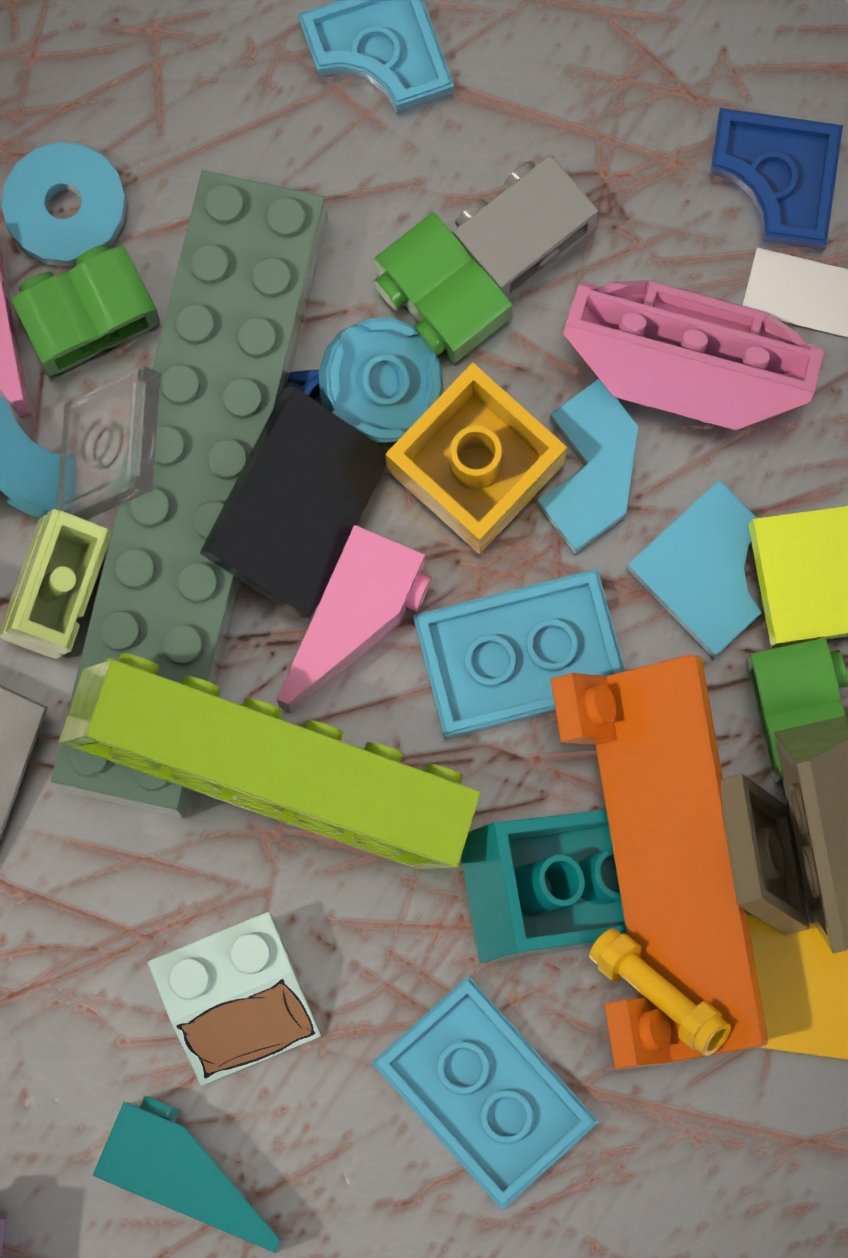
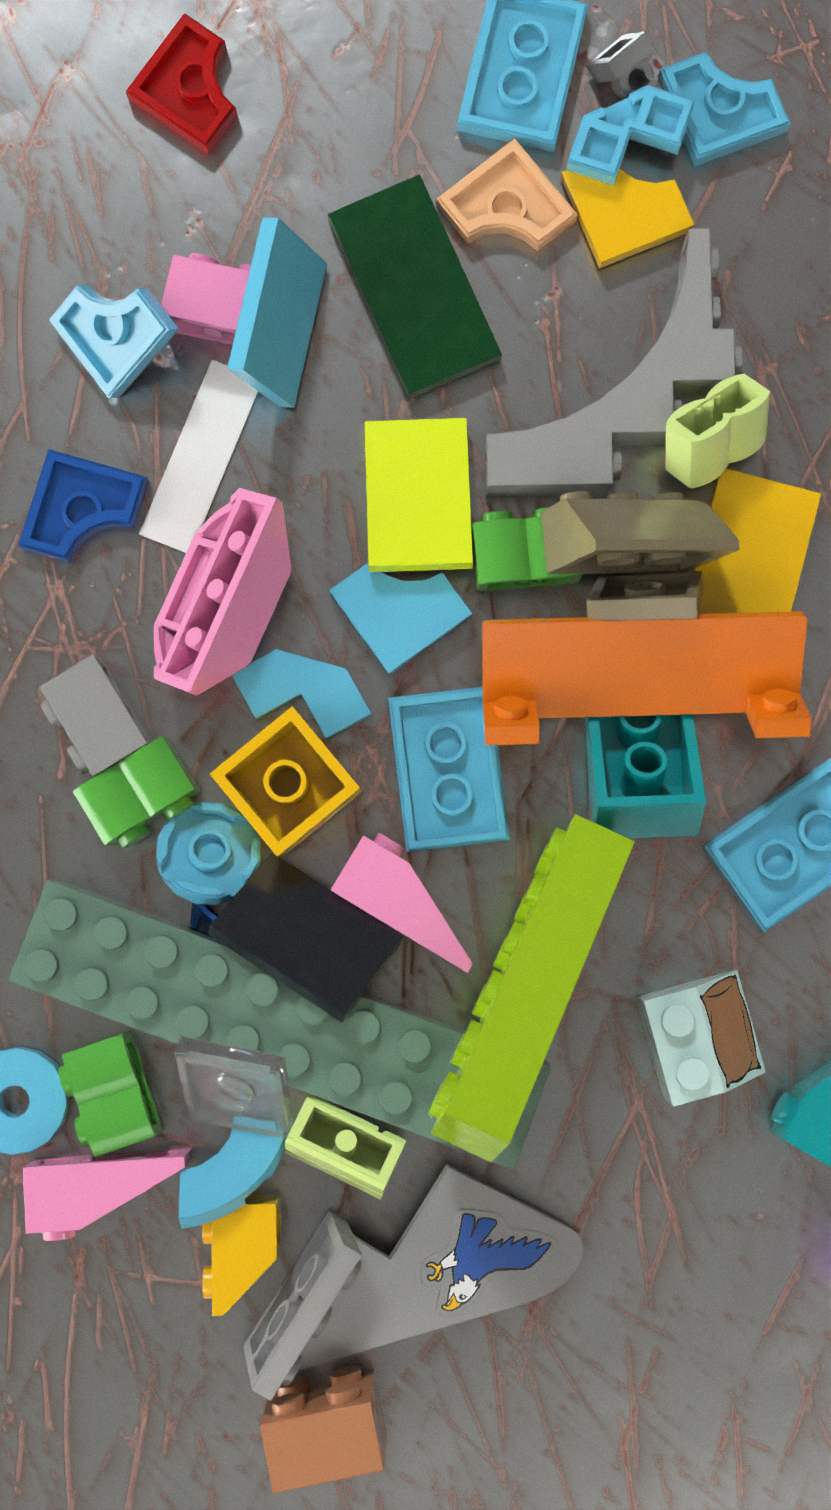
camera: 85 degrees left, 5 degrees up
(699, 1025) = (785, 663): yellow bar -> none

